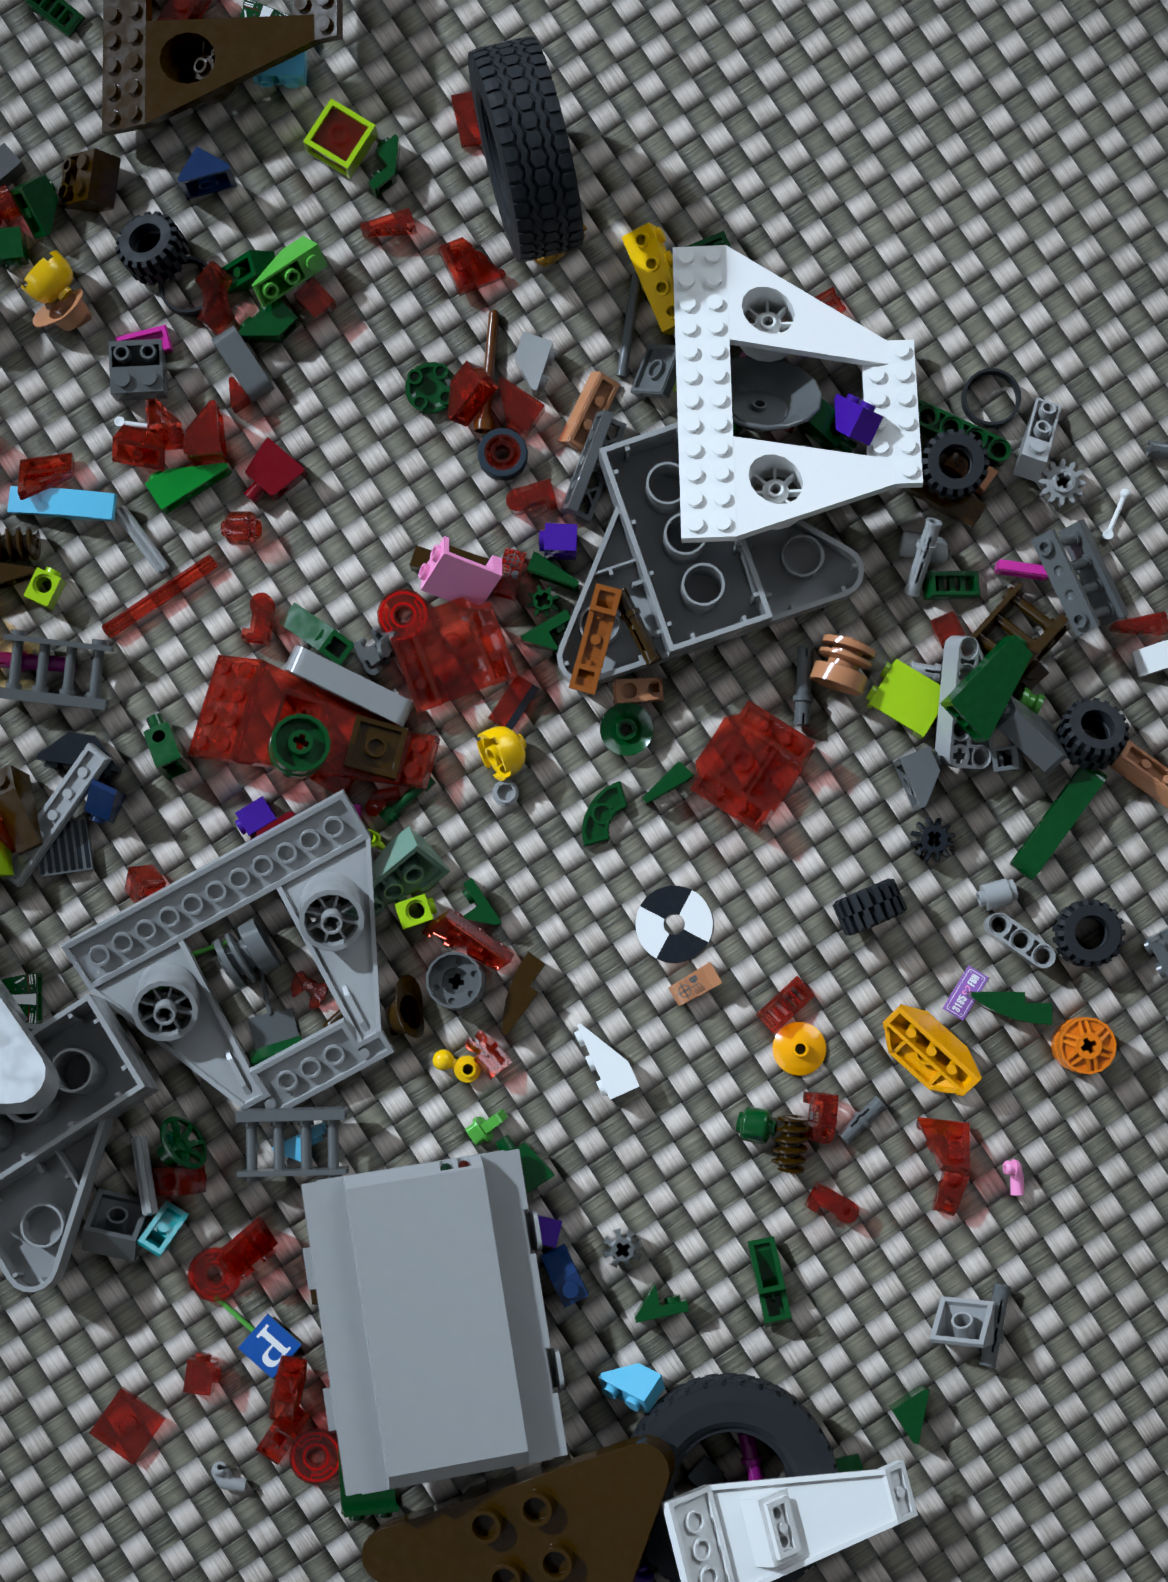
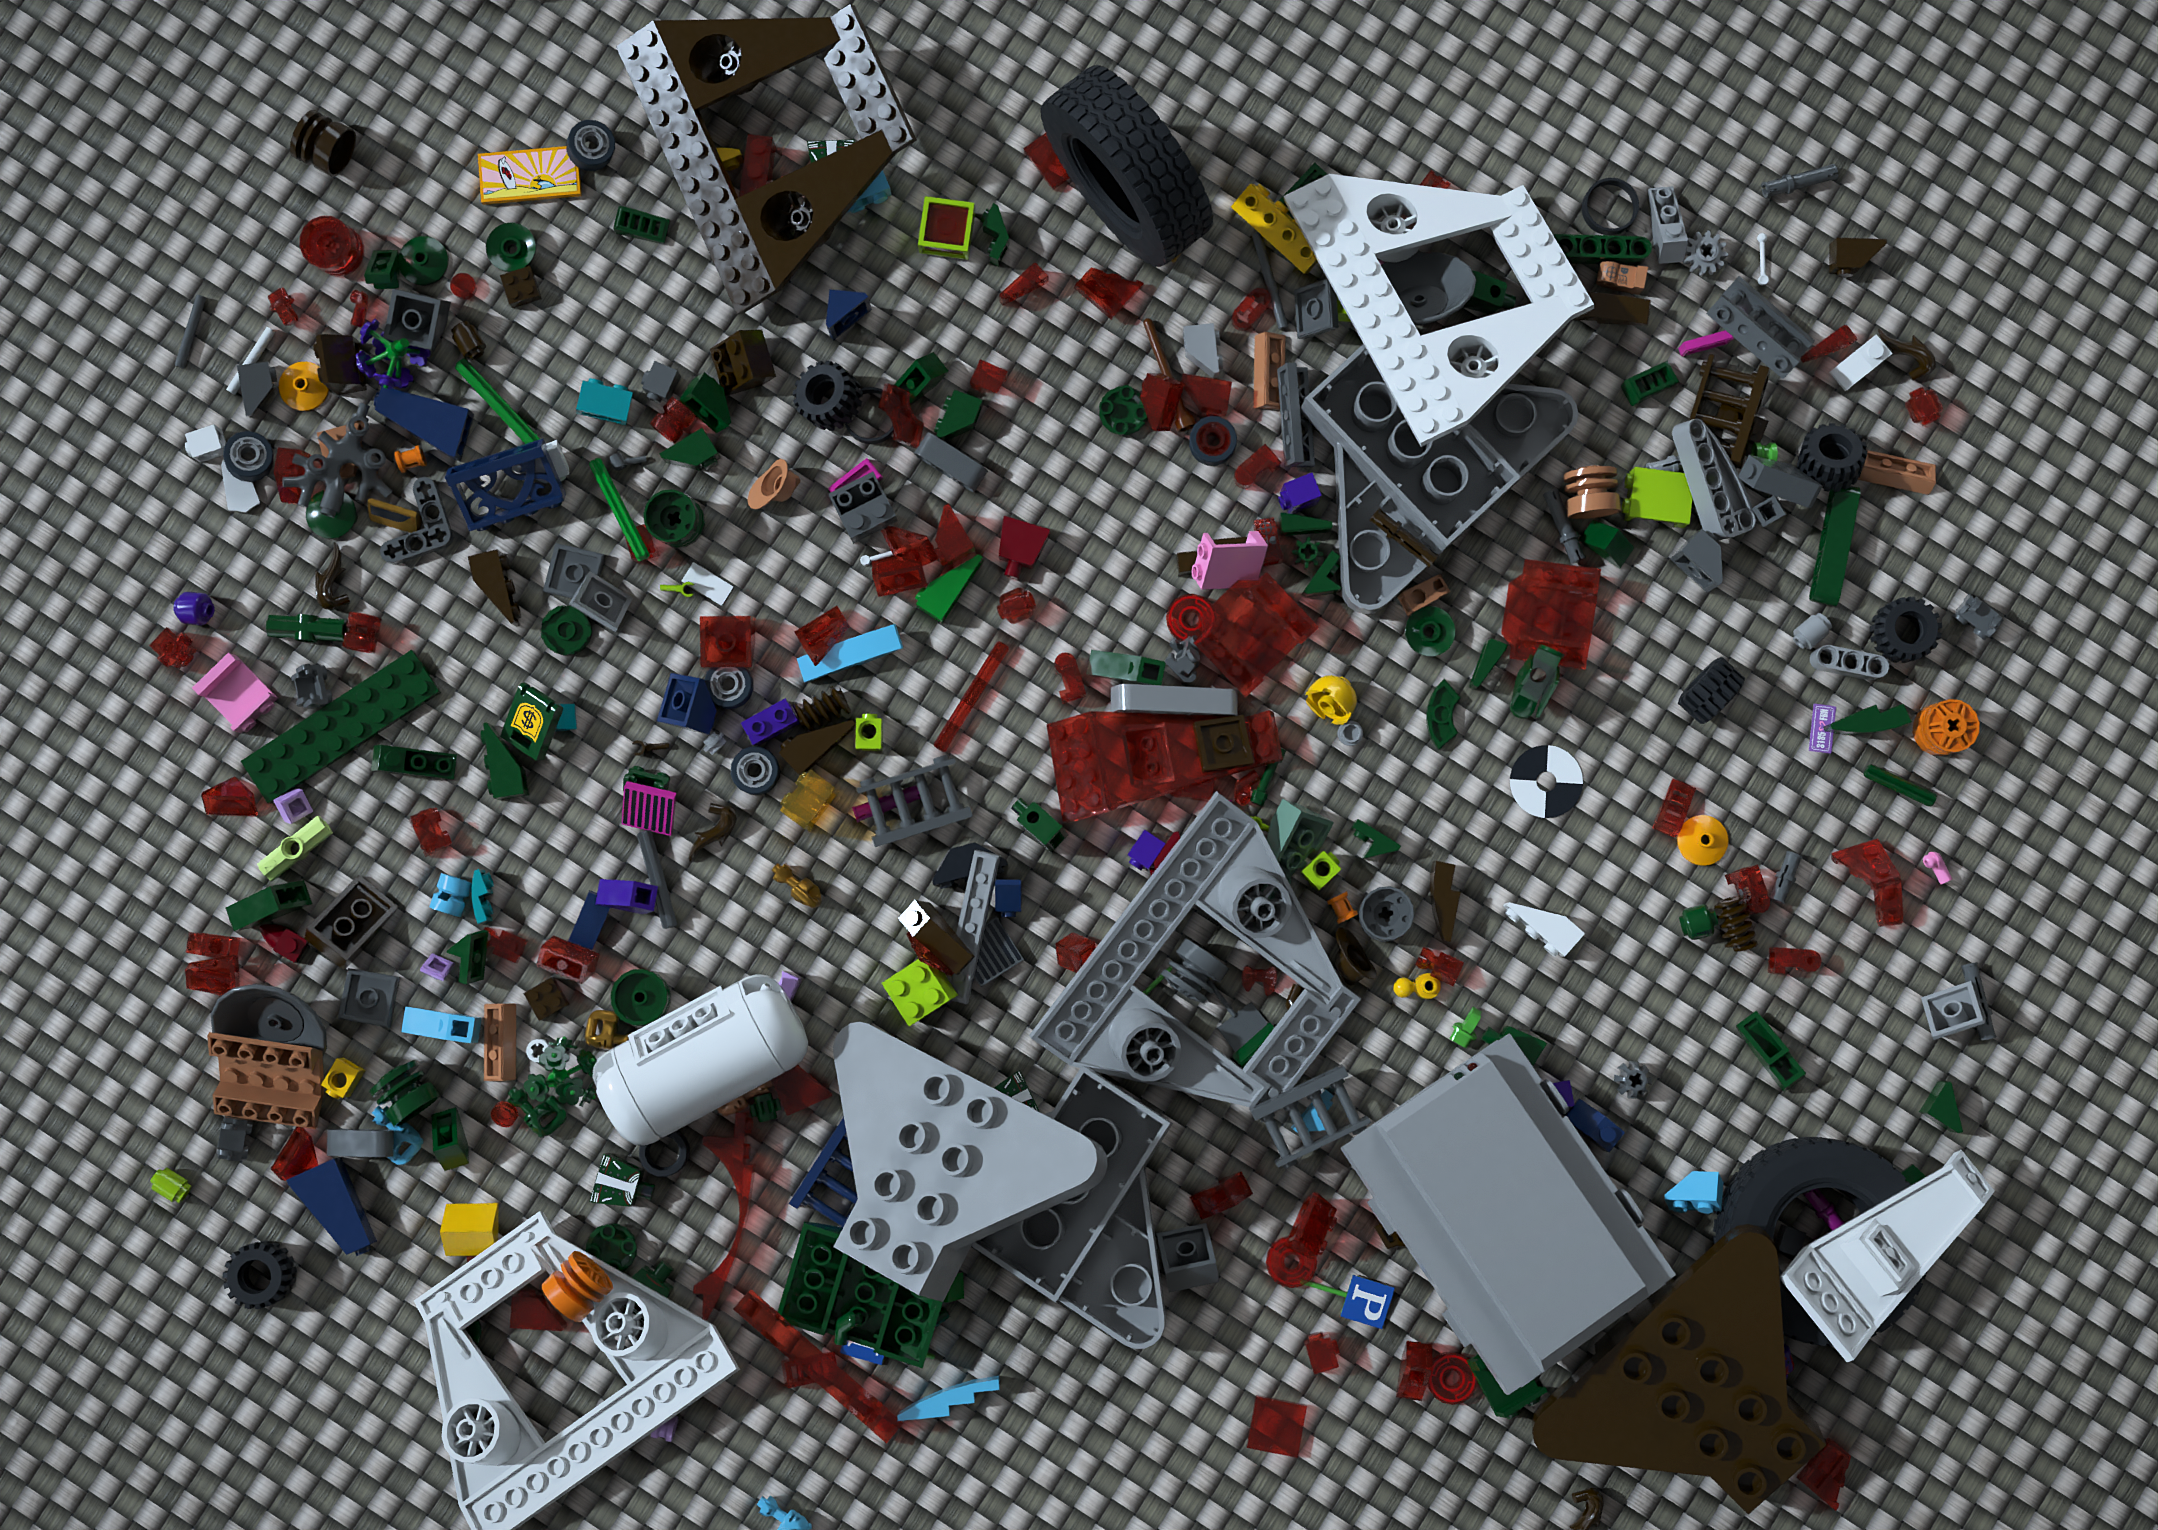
camera: 25 degrees left, 0 degrees up
(49, 279) = (751, 463): yellow cylinder -> none
(142, 540) = (933, 654): light grey axle -> none
(144, 1175) = (1192, 1203): light grey axle -> none
(163, 1229) = (1231, 1242): teal slope -> none
(177, 1147) = (1210, 1165): dark green wheel -> none
(225, 1478) = (1382, 1433): light grey arm -> none
(238, 397) = (959, 490): clear red slope -> none
(288, 270) = (956, 361): bright green slope -> none
(288, 1389) = (1404, 1330): clear red brick -> none
(300, 730) = (1161, 771): dark green wheel -> none
(419, 956) = (1342, 907): none -> orange bush
(463, 934) = (1371, 870): clear red wing -> none
(514, 703) = (1321, 652): clear red tile -> none
(595, 339) = (1246, 305): none -> clear red beam
(595, 639) = (1374, 564): dark orange slope -> none
(652, 1309) = (1681, 1119): dark green slope -> none
(695, 984) = (1590, 824): nougat leg -> none
(696, 833) = (1528, 691): none -> dark green piece
(838, 721) = (1607, 542): none -> dark green slope
(856, 418) = (1510, 275): dark purple slope -> none
(908, 547) = (1612, 360): light grey arm -> none
(922, 839) = (1743, 606): black gear -> none
(925, 547) = (1617, 360): light grey pin -> none
(930, 1051) = (1818, 792): light orange wedge -> none
(946, 626) = (1663, 422): clear red slope -> none
(962, 444) = (1624, 263): black tyre -> none
(988, 688) = (1730, 456): dark green slope -> none
(1015, 1081) = (1900, 785): none -> dark green axle

